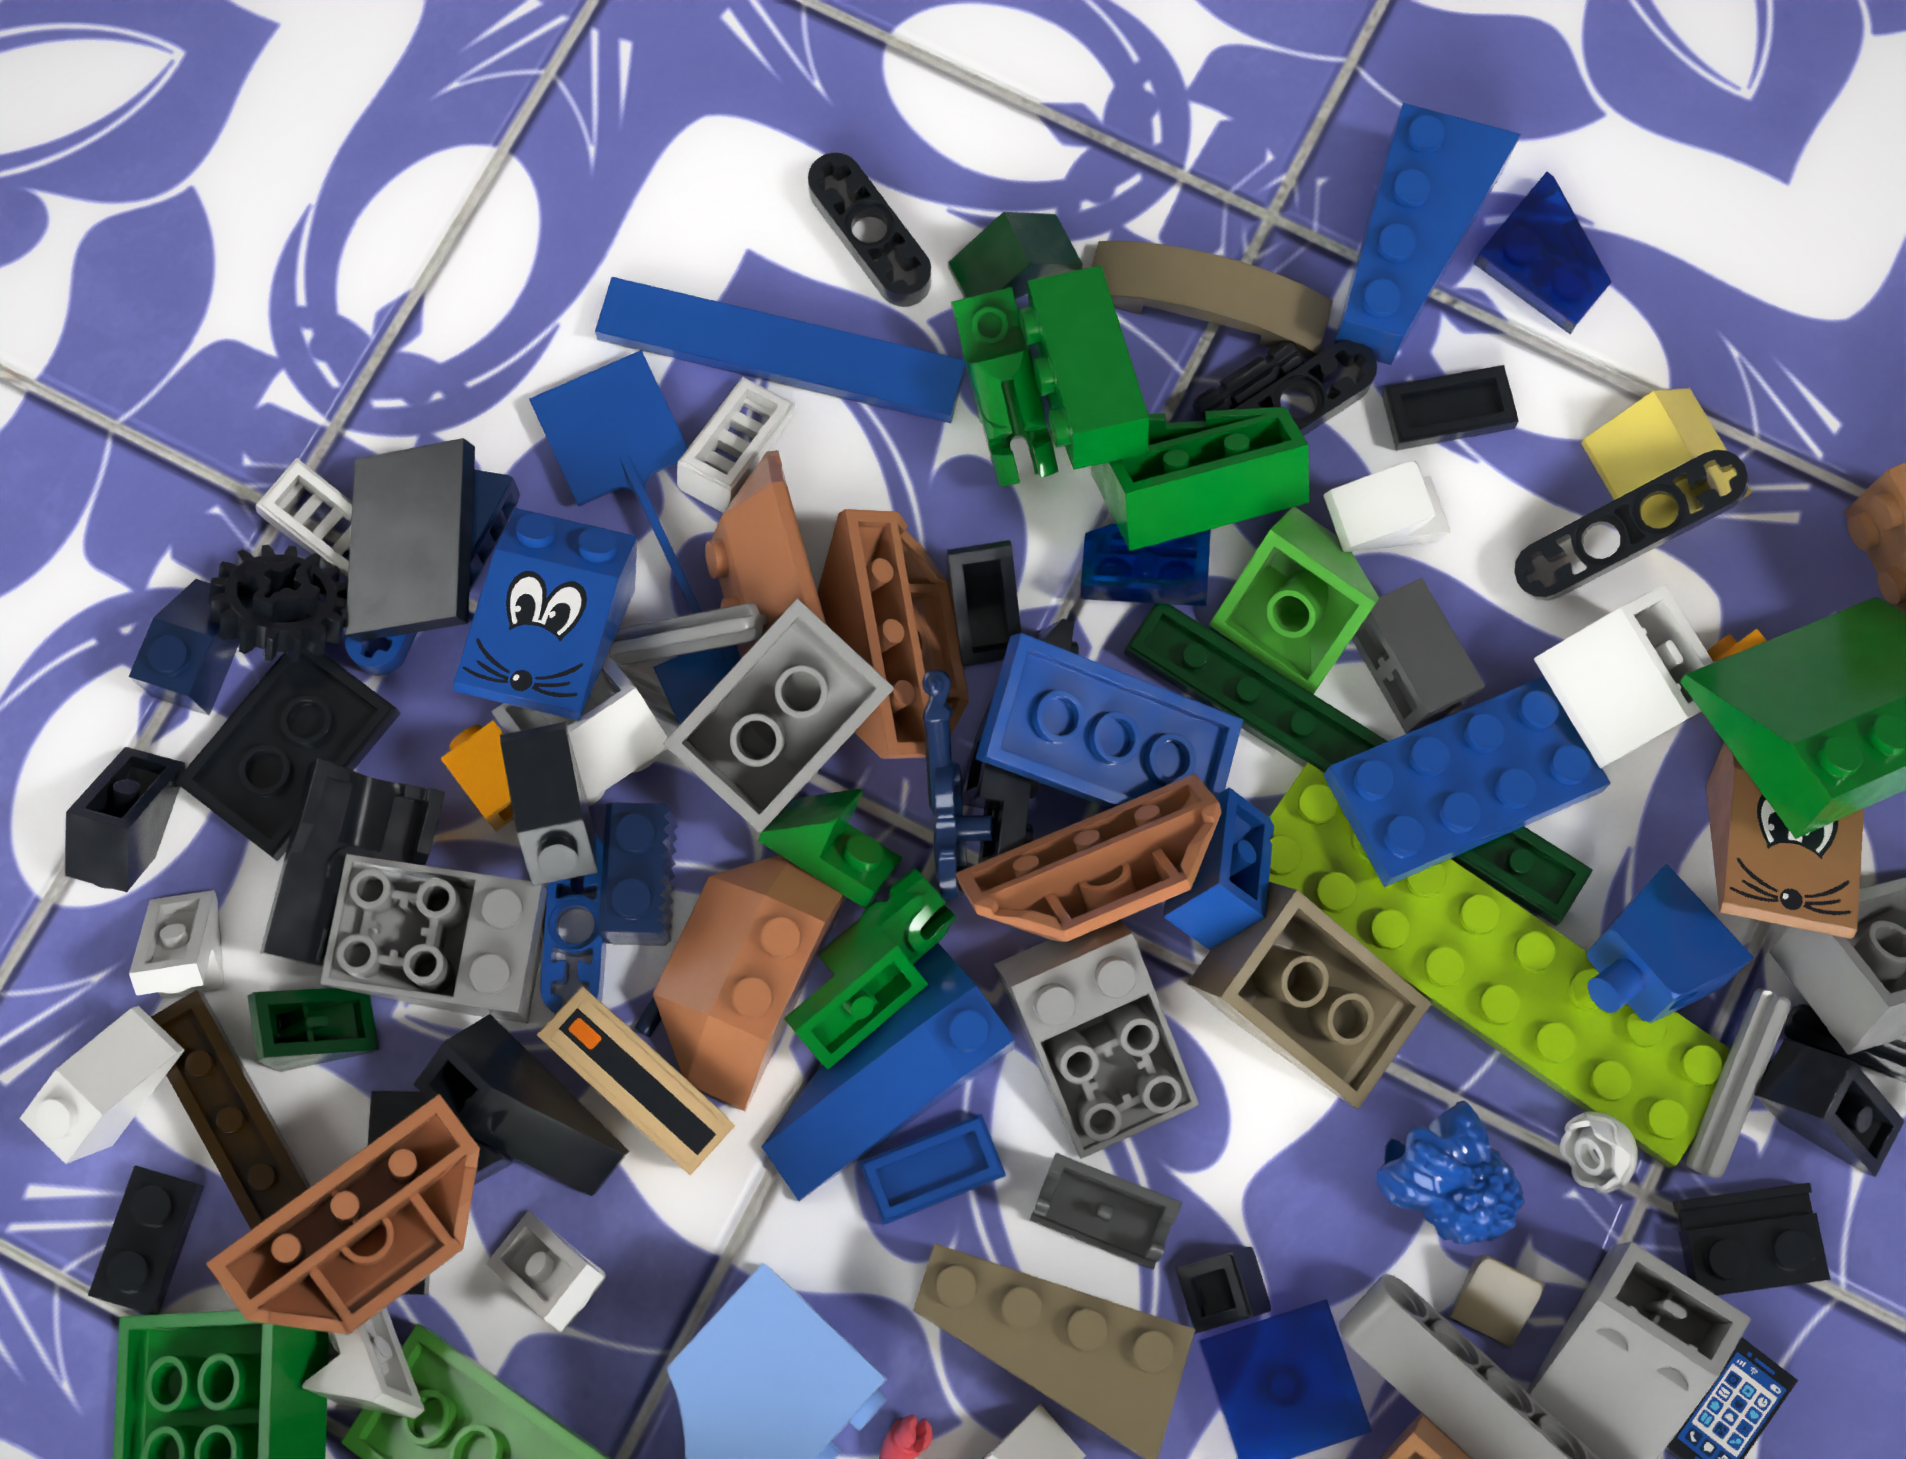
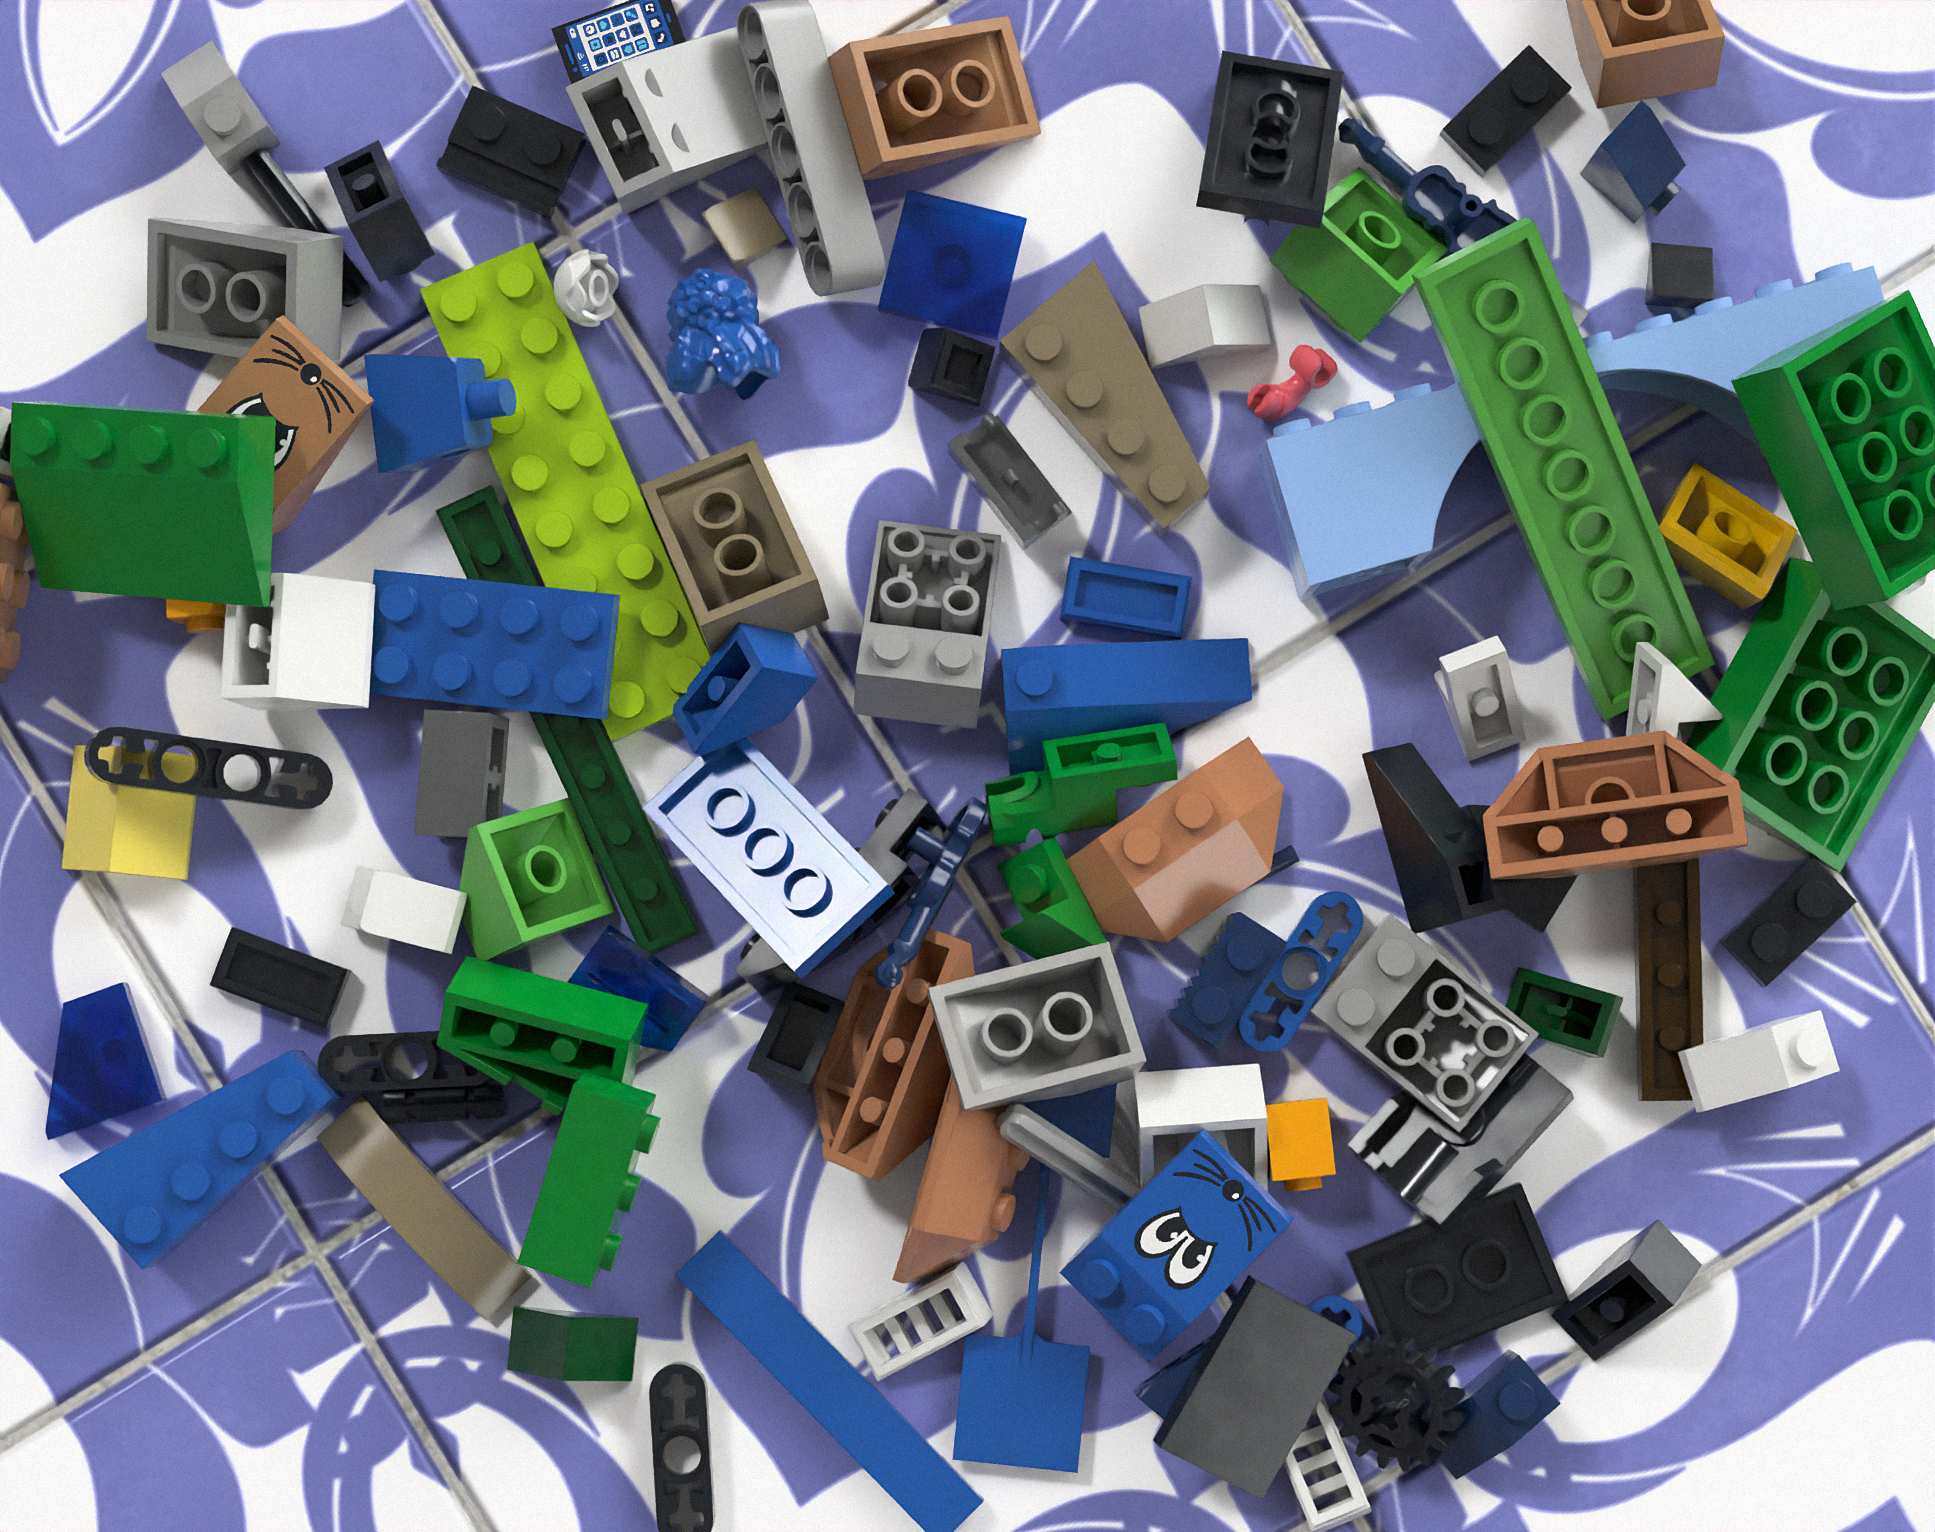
camera: 145 degrees left, 10 degrees up
(179, 947) = (1637, 1149): white slope -> none
(549, 804) = (1269, 1068): black slope -> none
(636, 1080) = (1324, 807): tan slope -> none
(1003, 382) = (657, 1229): green plate -> none
(1099, 865) = (848, 742): nougat wedge -> none
(1738, 1083) = (439, 271): light grey axle -> none

